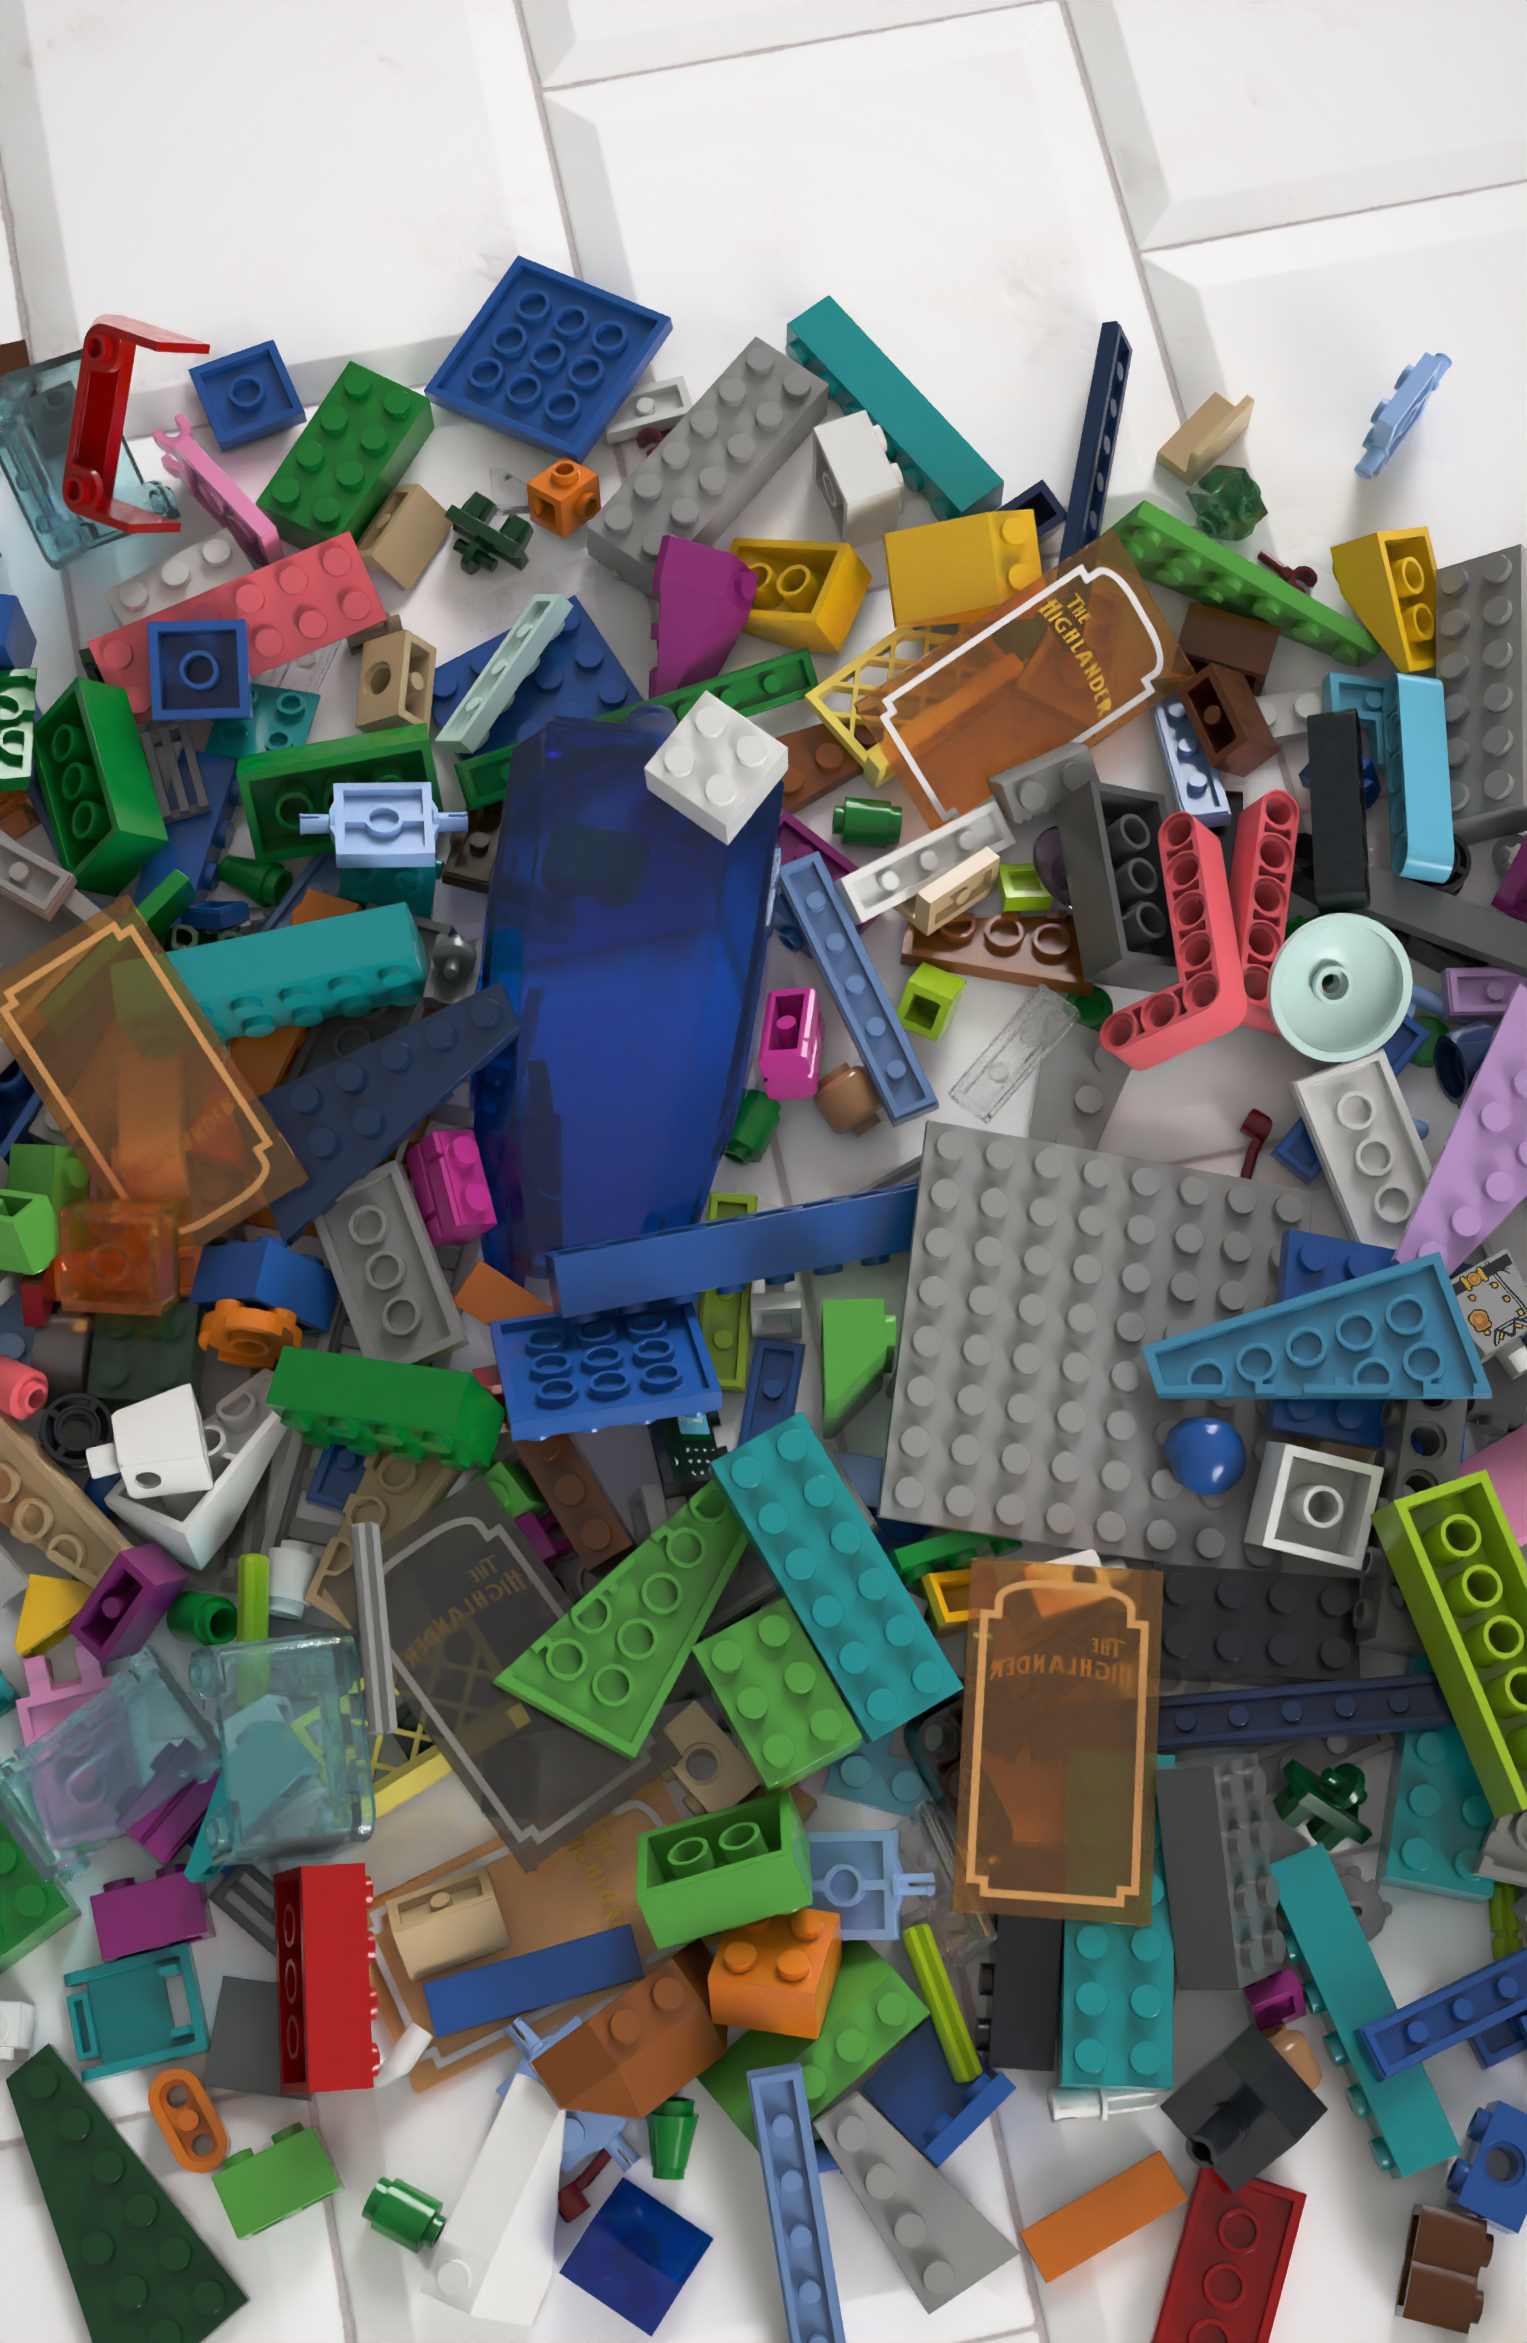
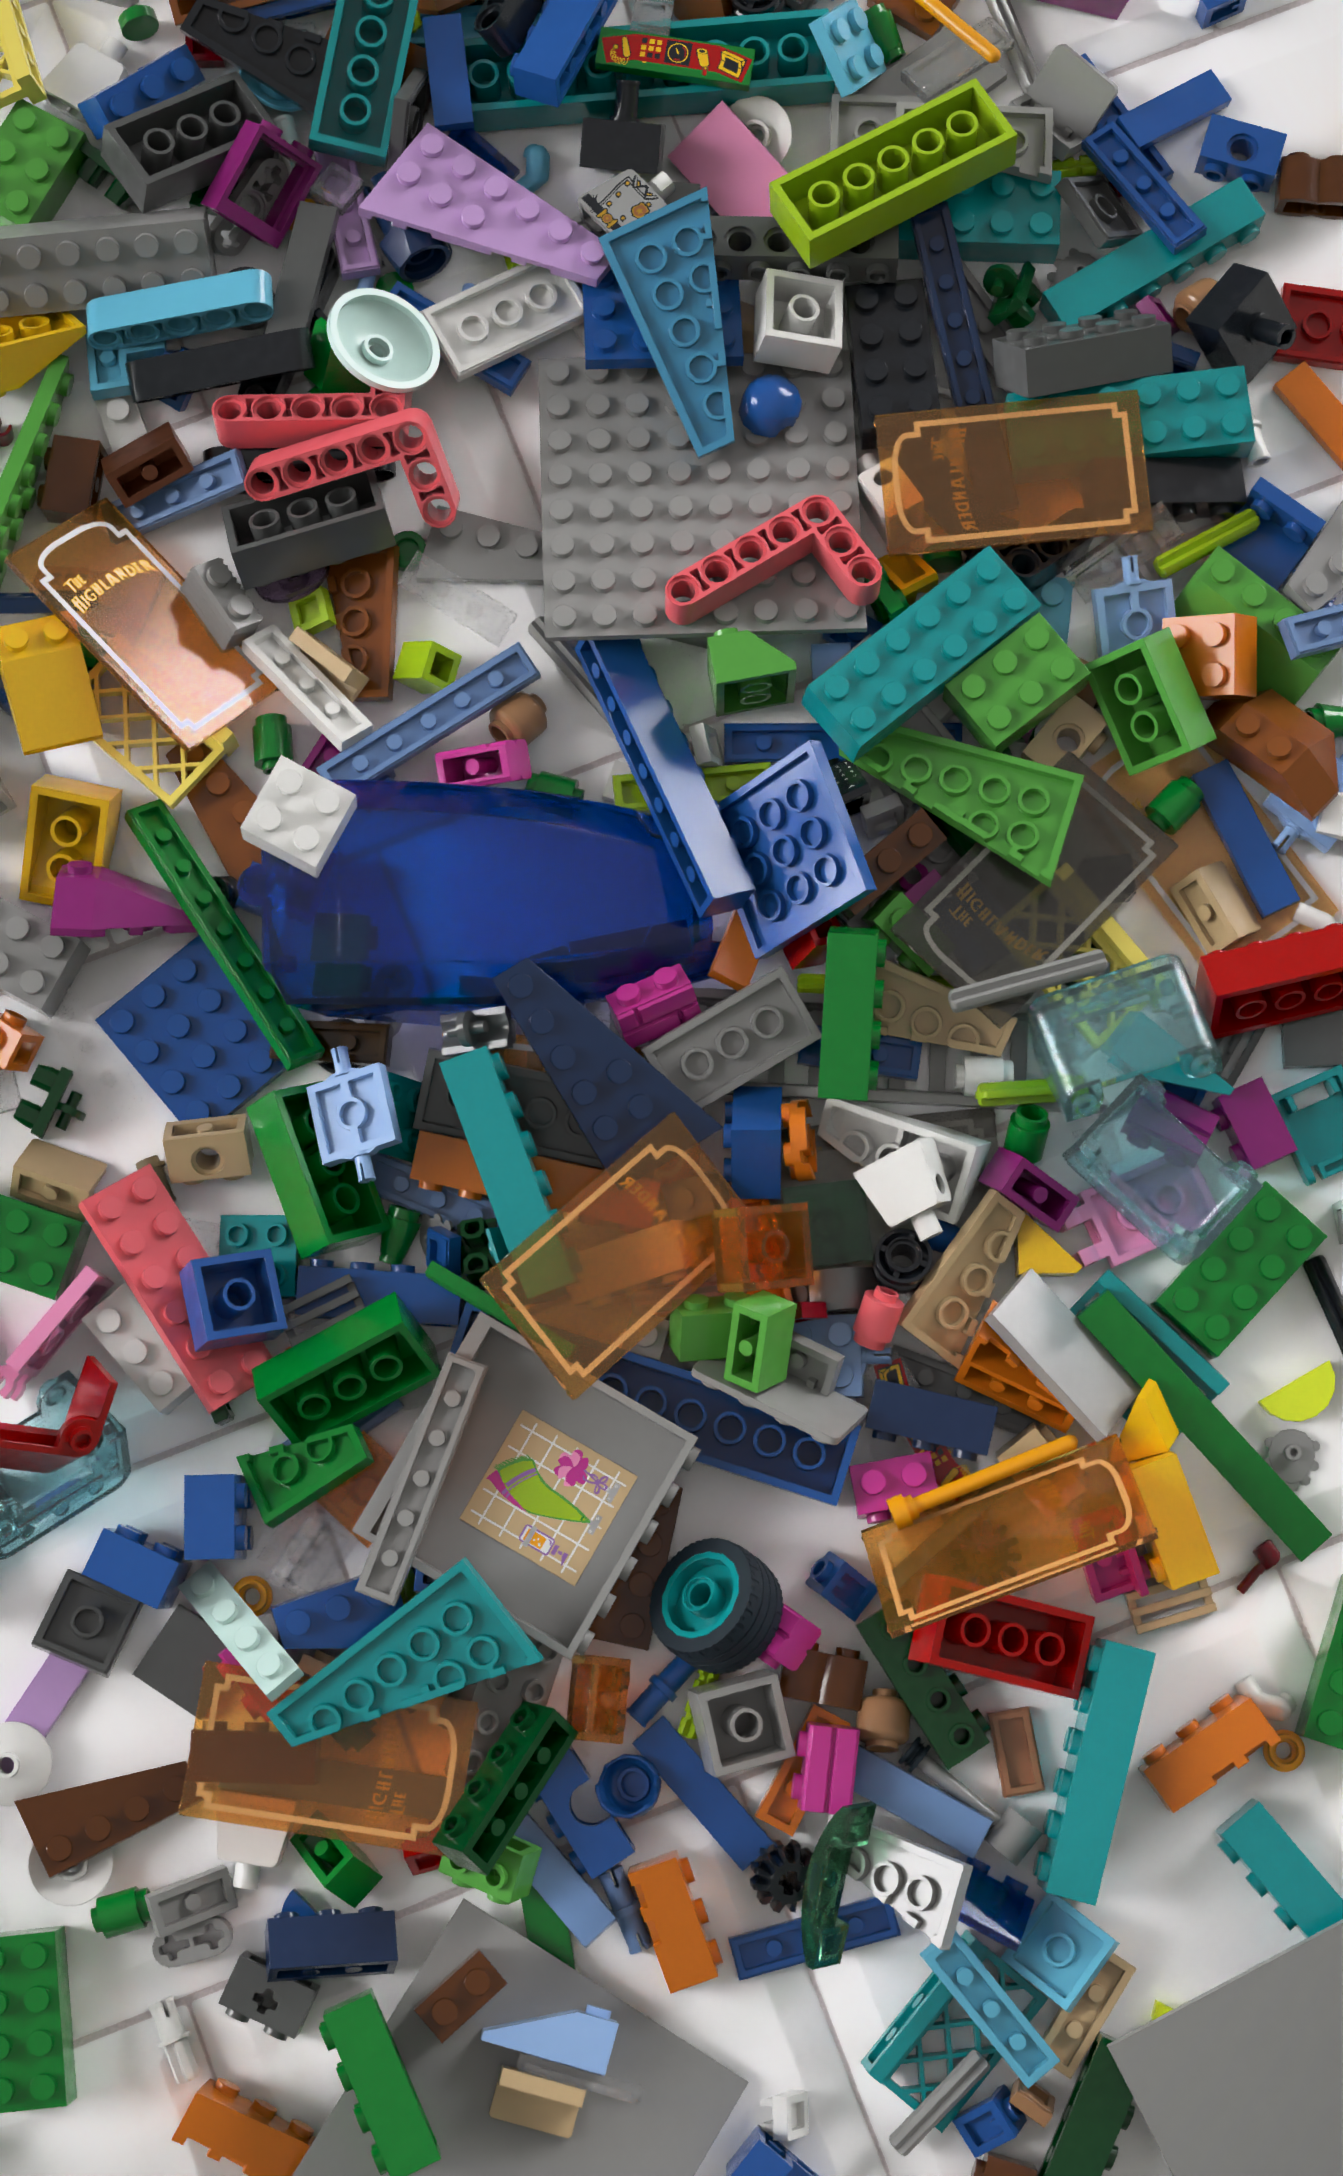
camera: 95 degrees left, 10 degrees up
(503, 674) = (186, 1055): light aqua plate -> none
(591, 1890) = (1174, 805): none -> green brick
(984, 1406) = (775, 556): none -> coral beam
(1210, 2018) = (1184, 358): none -> blue tile
(1258, 1127) = (490, 406): dark red hand -> none
(1431, 1943) = (1099, 210): none -> dark grey tile

